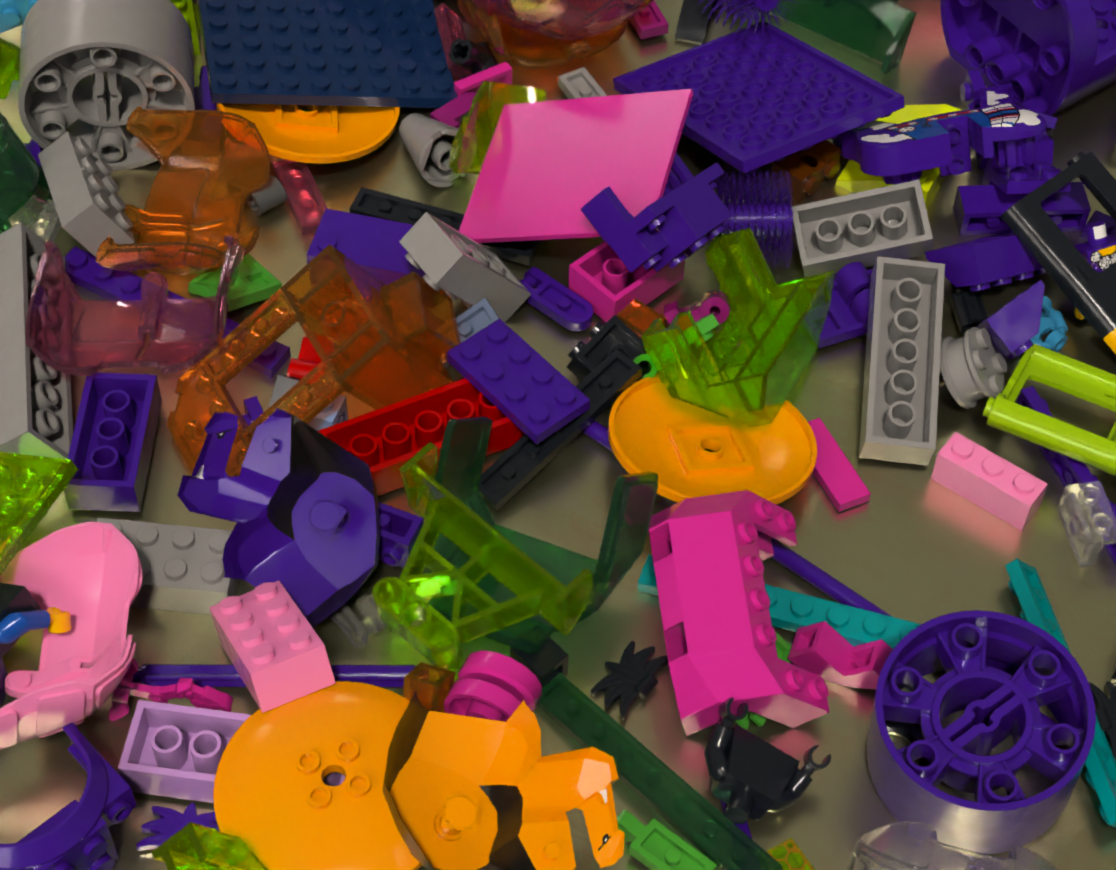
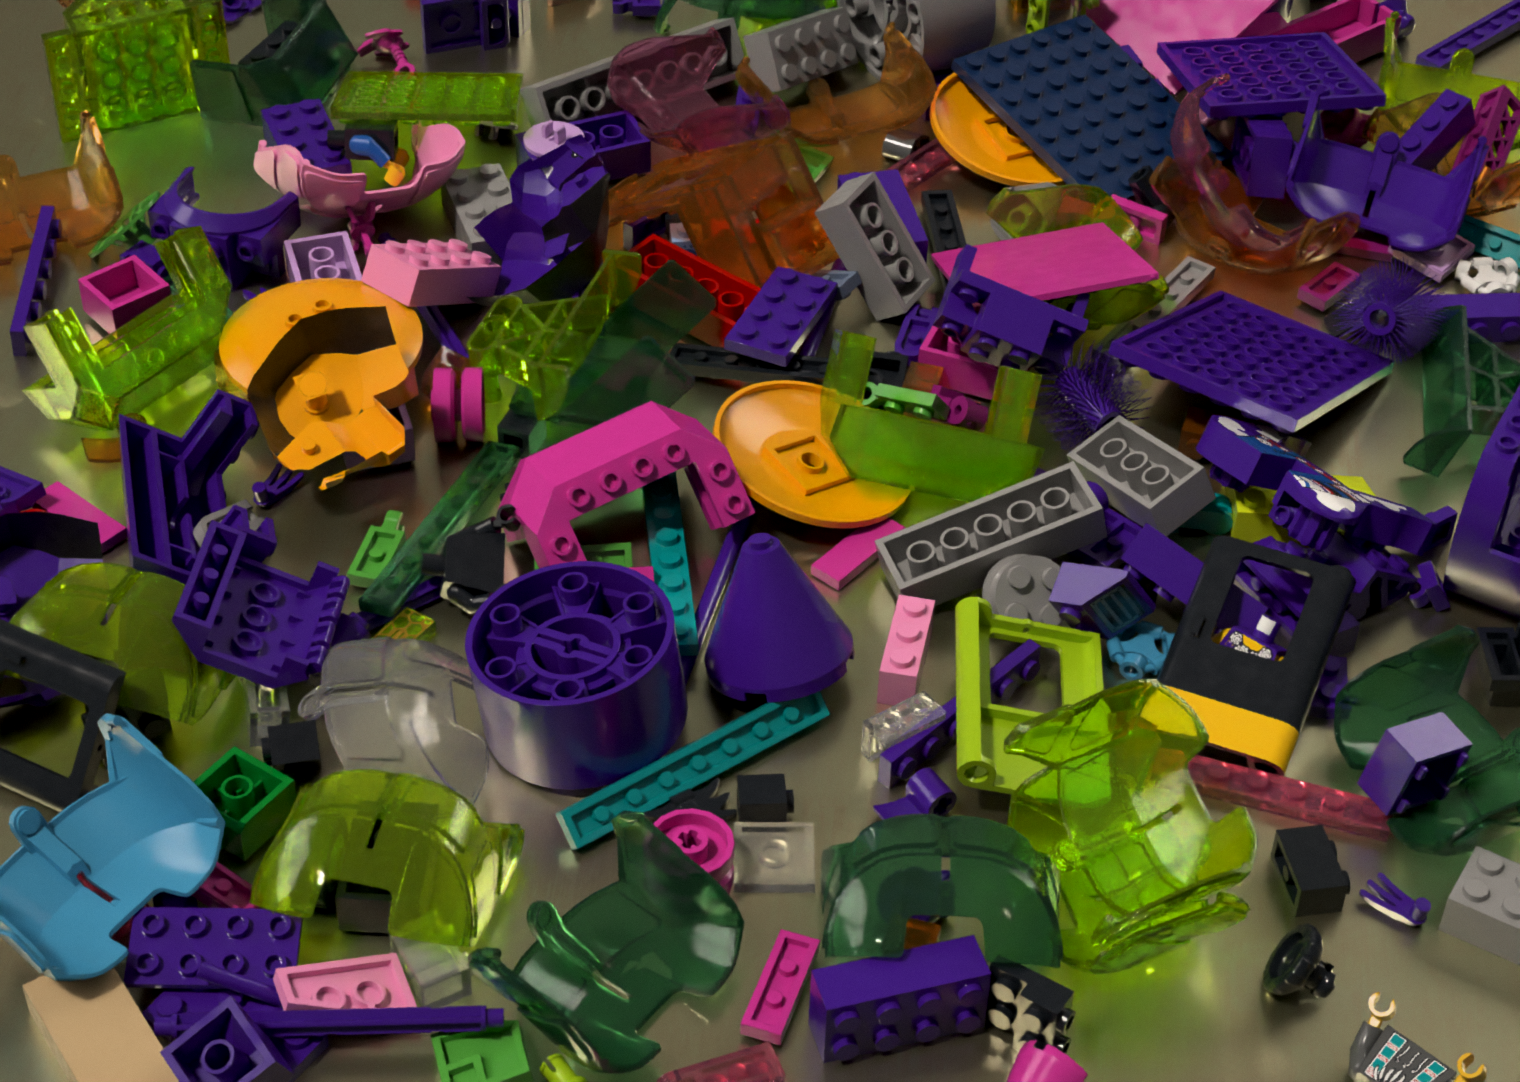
camera: 65 degrees right, 10 degrees down
(101, 453) = (548, 136): none -> lavender piece
(964, 561) = (775, 629): none -> dark purple cone

